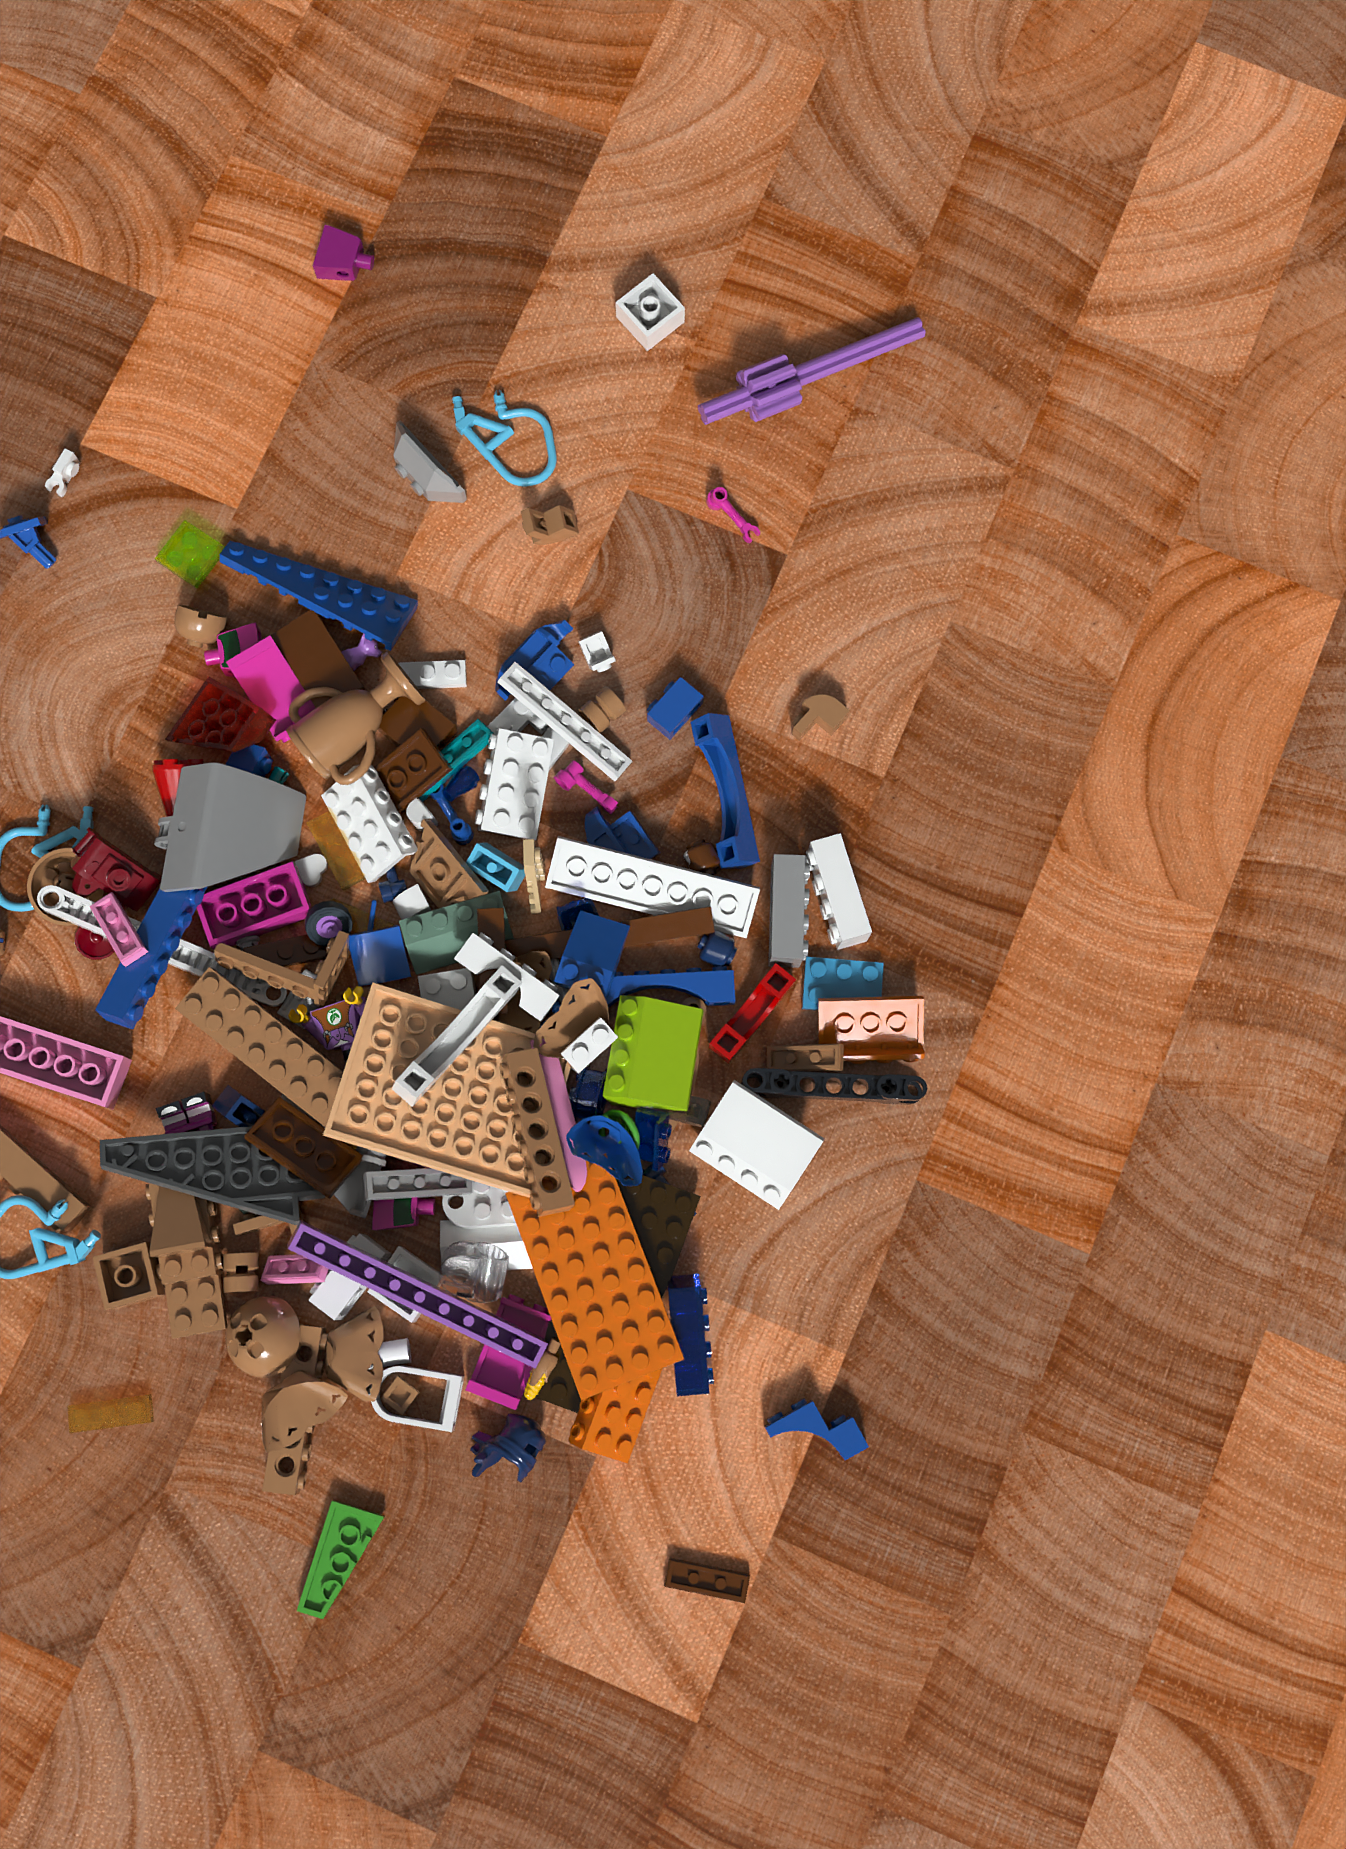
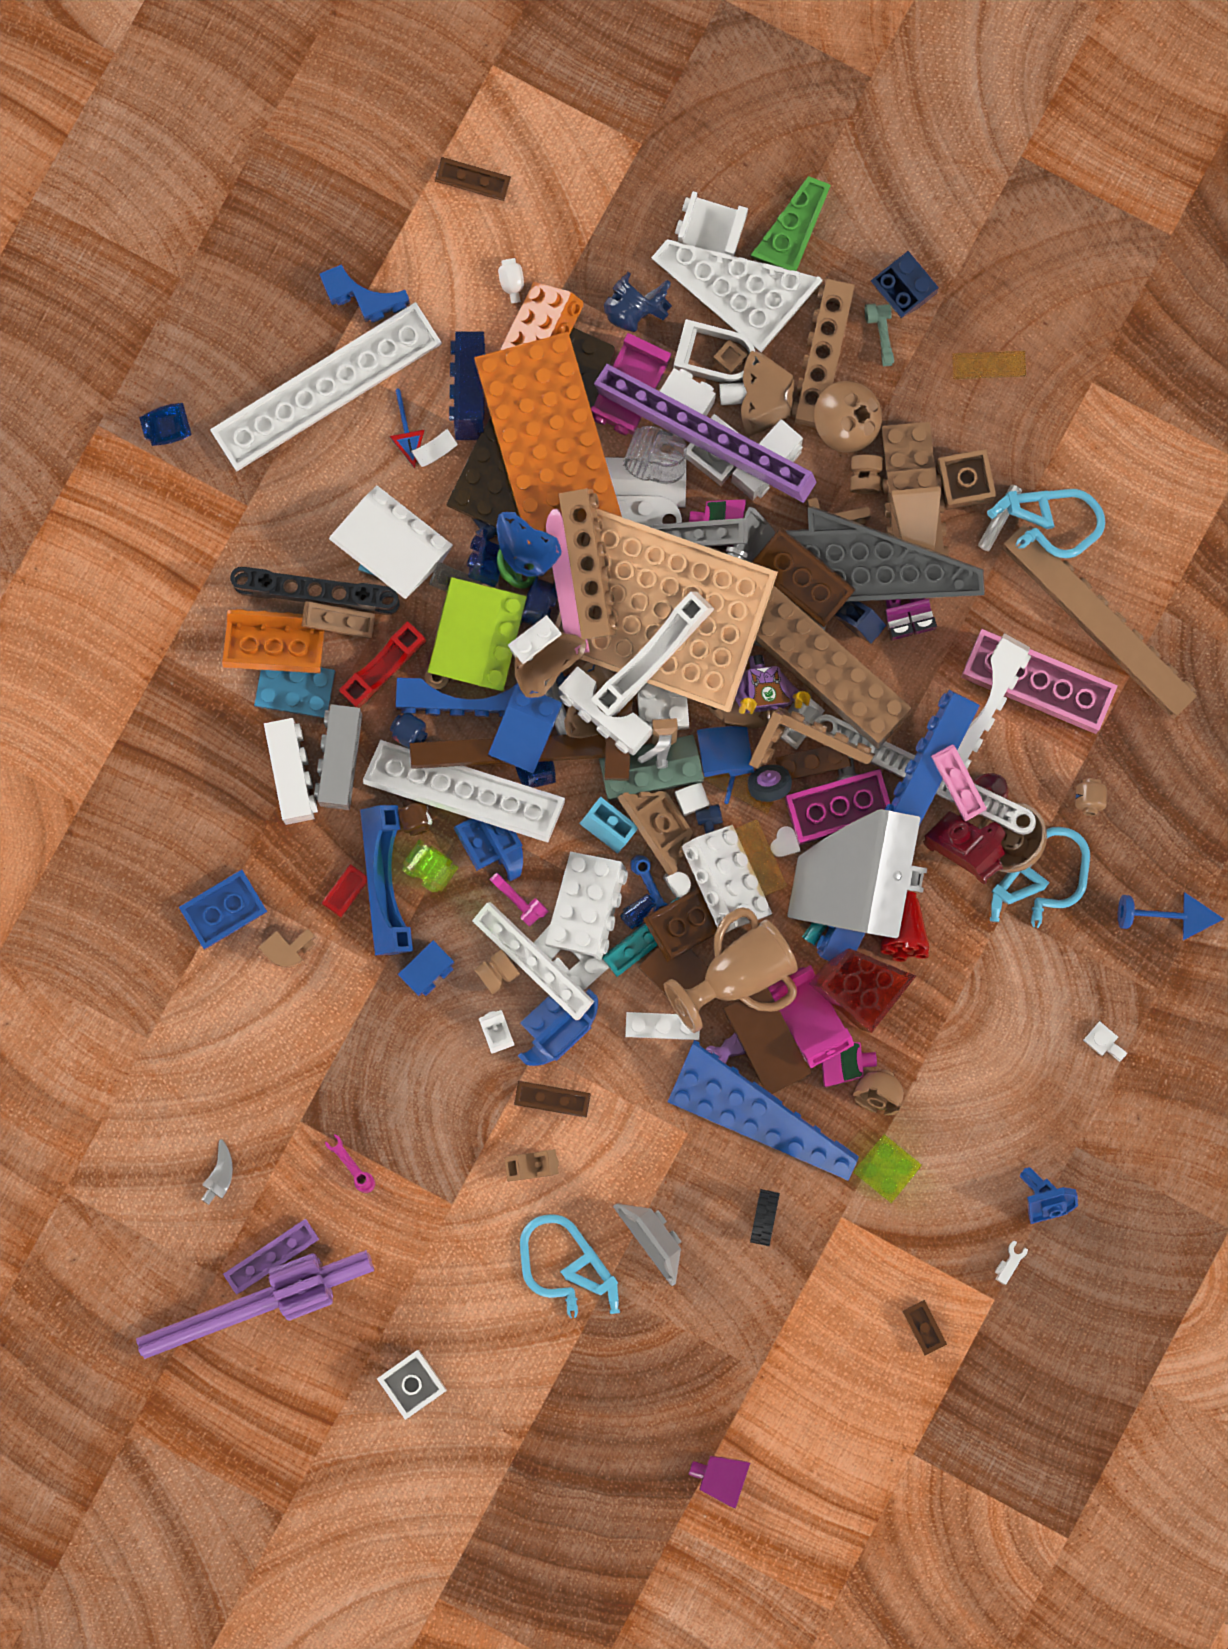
camera: 175 degrees left, 5 degrees up
(70, 1066) = (1005, 662): none -> white arch
(100, 1224) = (996, 525): none -> white axle
(148, 408) = (924, 1327): none -> reddish brown plate
(205, 1497) = (905, 285): none -> dark blue slope
(235, 1460) = (879, 315): none -> sand green brick
(292, 1269) = (825, 472): bright pink tile -> none
(295, 1405) = (821, 353): medium nougat piece -> none
(309, 490) = (764, 1217): none -> black tyre
(391, 1472) = (744, 293): none -> white wing
(430, 1548) = (711, 225): none -> white panel
(442, 958) = (663, 737): none -> piece
(442, 1342) = (689, 392): none -> white brick
(534, 873) = (572, 809): tan wing -> none
(535, 595) = (552, 1099): none -> reddish brown tile
(544, 1368) = (604, 358): medium nougat piece -> none
(652, 1464) = (511, 278): none -> white plant
(681, 807) = (429, 866): none -> clear neon green brick
(720, 1260) = (435, 448): none -> white sticker
(747, 1266) = (409, 440): none -> piece
(766, 781) = (345, 891): none -> red tile
(801, 421) = (271, 1256): none -> medium lavender plate
(845, 1320) = (326, 386): none -> white plate
(860, 492) = (221, 1177): none -> light grey bar
(890, 750) = (223, 909): none -> blue plate
(1018, 1258) = (166, 424): none -> clear blue piece

